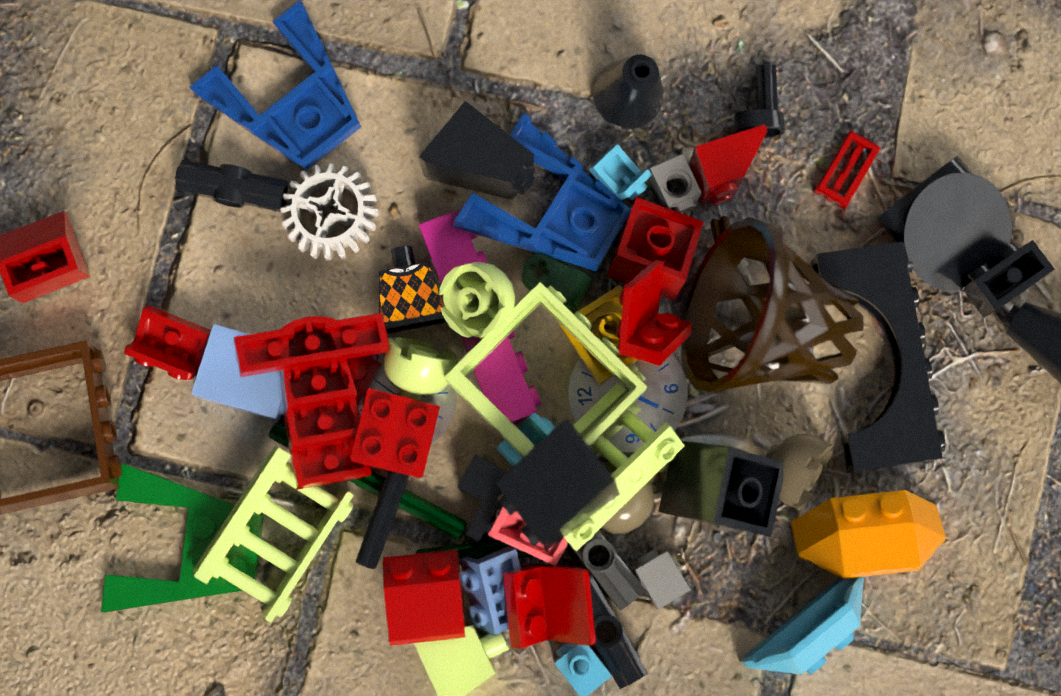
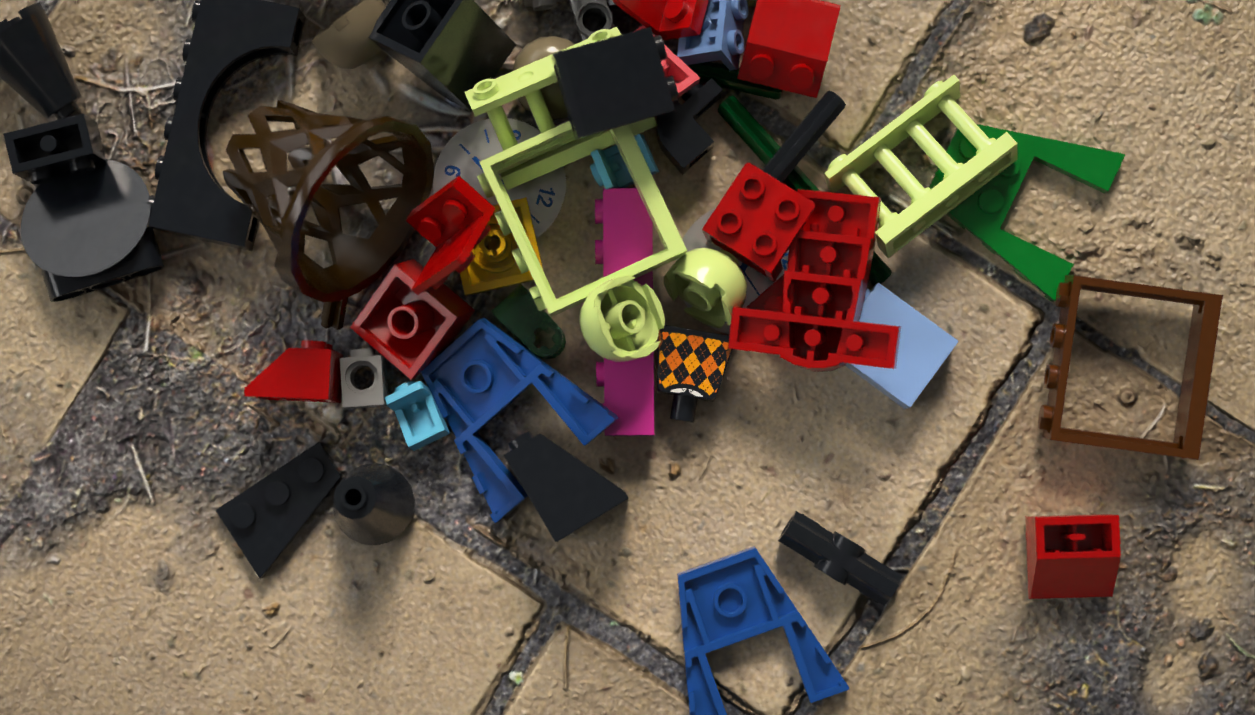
camera: 160 degrees left, 5 degrees up
(168, 343) = (963, 407): red bracket -> none
(302, 200) = (772, 512): white gear -> none
(704, 65) = (277, 507): none -> black wing
(767, 105) = (235, 417): black piece -> none
(832, 195) = (200, 312): red tile -> none

